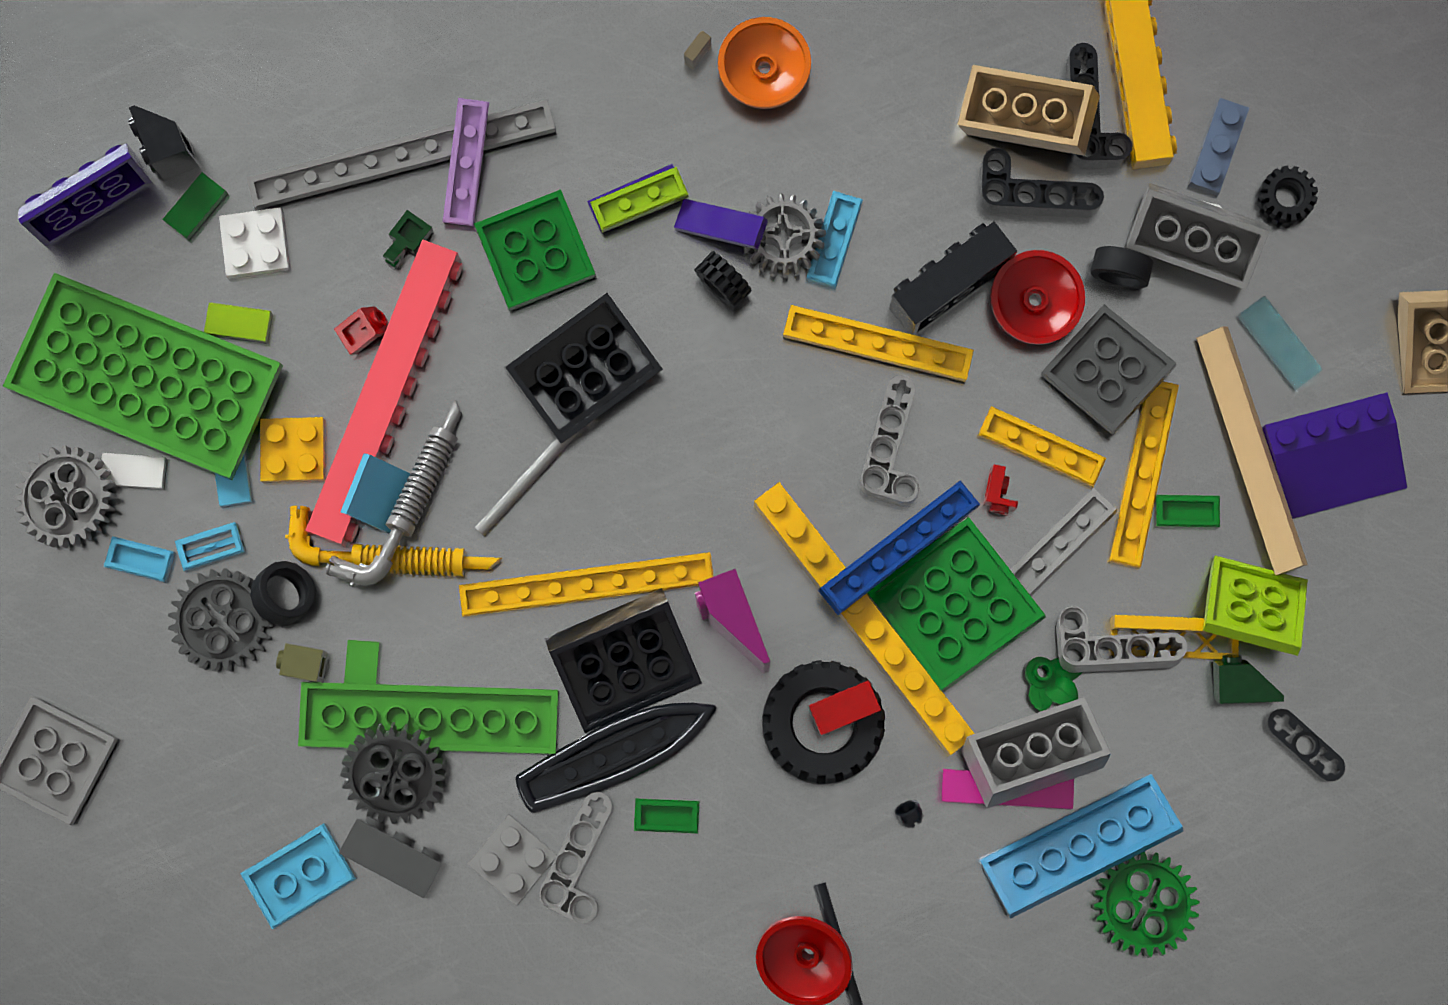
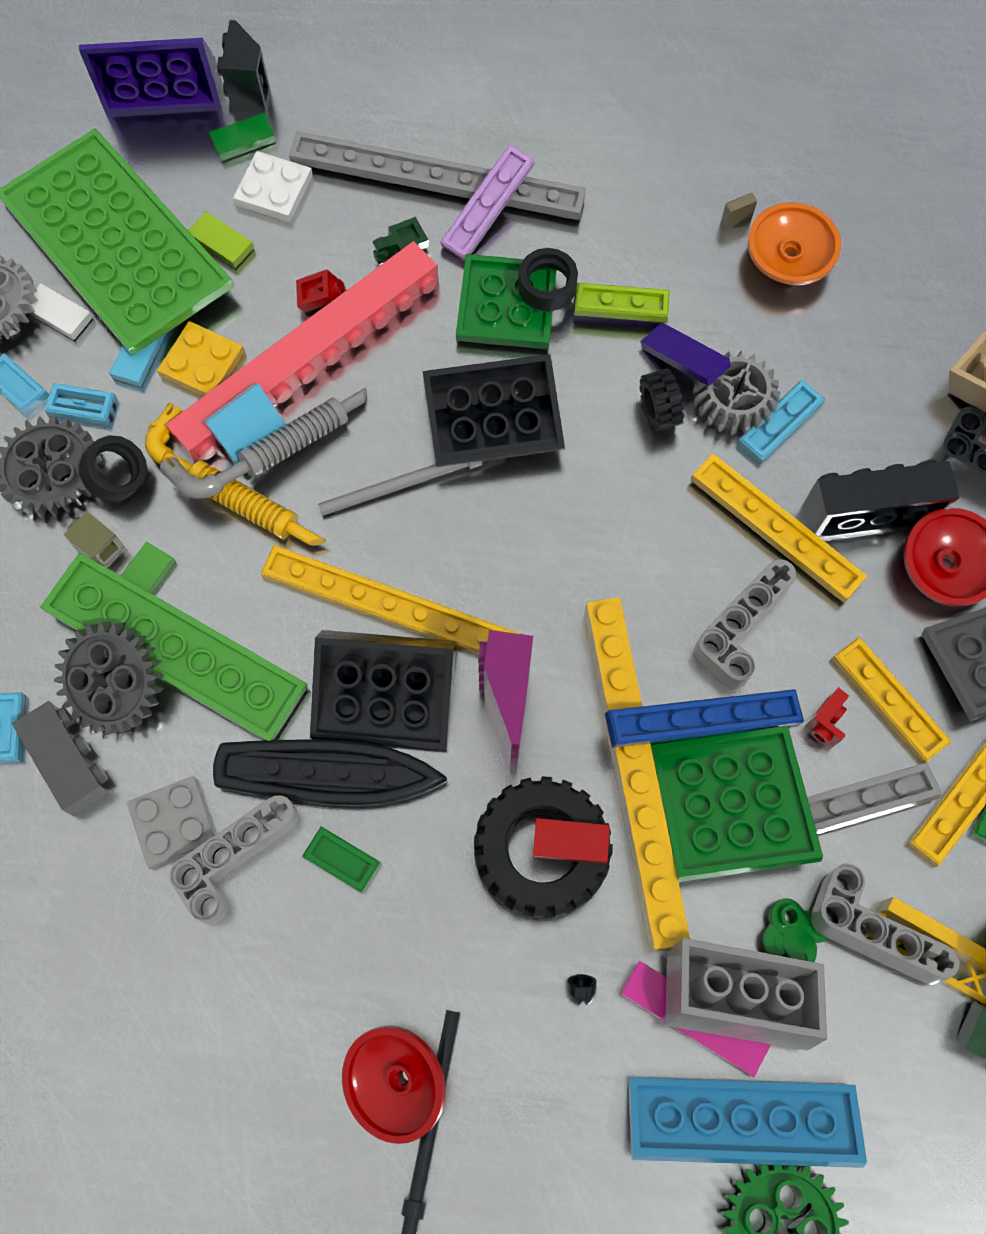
camera: 25 degrees right, 10 degrees down
(555, 193) = (552, 259): none -> black tyre

